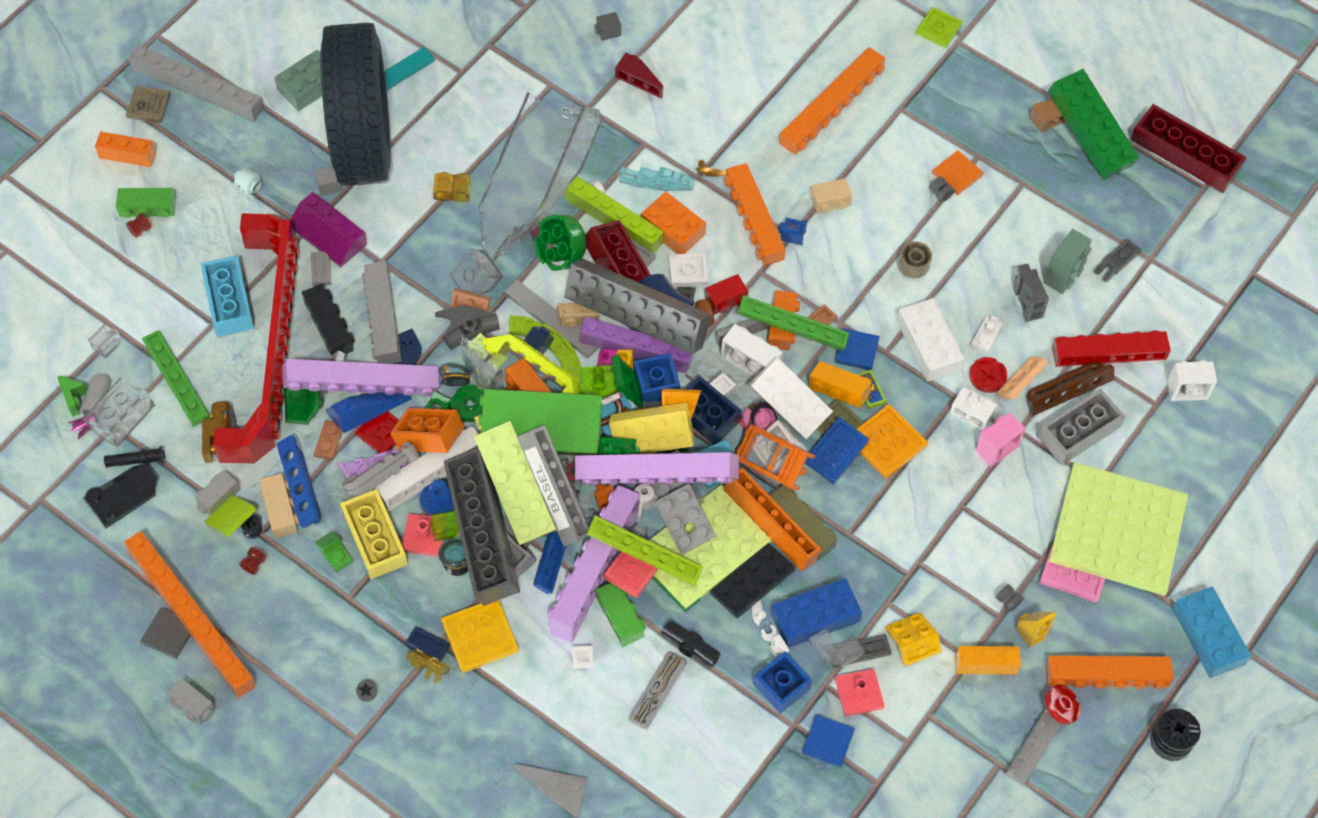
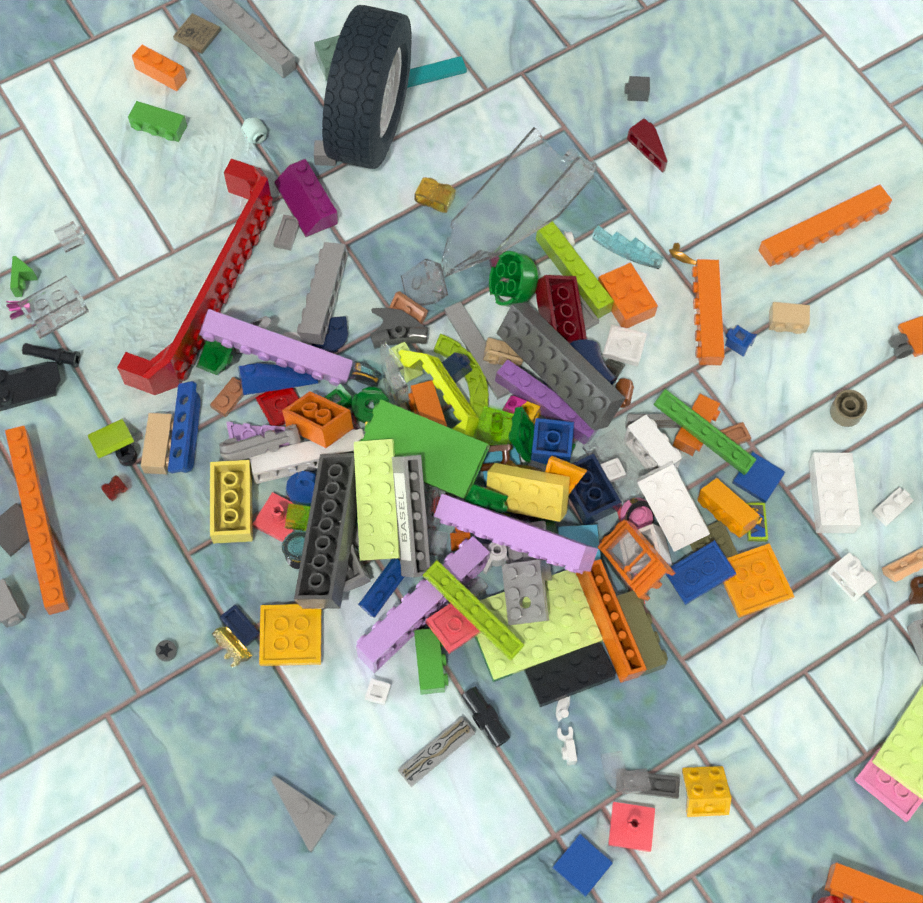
camera: 20 degrees right, 5 degrees up
(96, 390) = (44, 277): light grey brick -> none
(138, 225) = (139, 144): clear red wheel -> none
(175, 378) = (118, 292): bright green tile -> none
(216, 493) = (107, 412): light grey brick -> none
(220, 417) = (139, 345): pearl gold plate -> none
(227, 296) = (191, 231): medium azure brick -> none
(327, 320) = (272, 283): black brick -> none
(334, 551) = (190, 505): bright green slope -> none
(726, 294) = (651, 380): red piece -> none
(782, 682) = (558, 790): blue brick -> none
(816, 610) = (619, 729): blue brick -> none
(988, 375) = (879, 547): red tile -> none
(988, 660) = (772, 842): light orange brick -> none
(1000, 439) = (867, 618): bright pink brick -> none
(1009, 598) = (818, 785): dark grey wheel -> none
(1035, 626) = (832, 825): yellow slope -> none

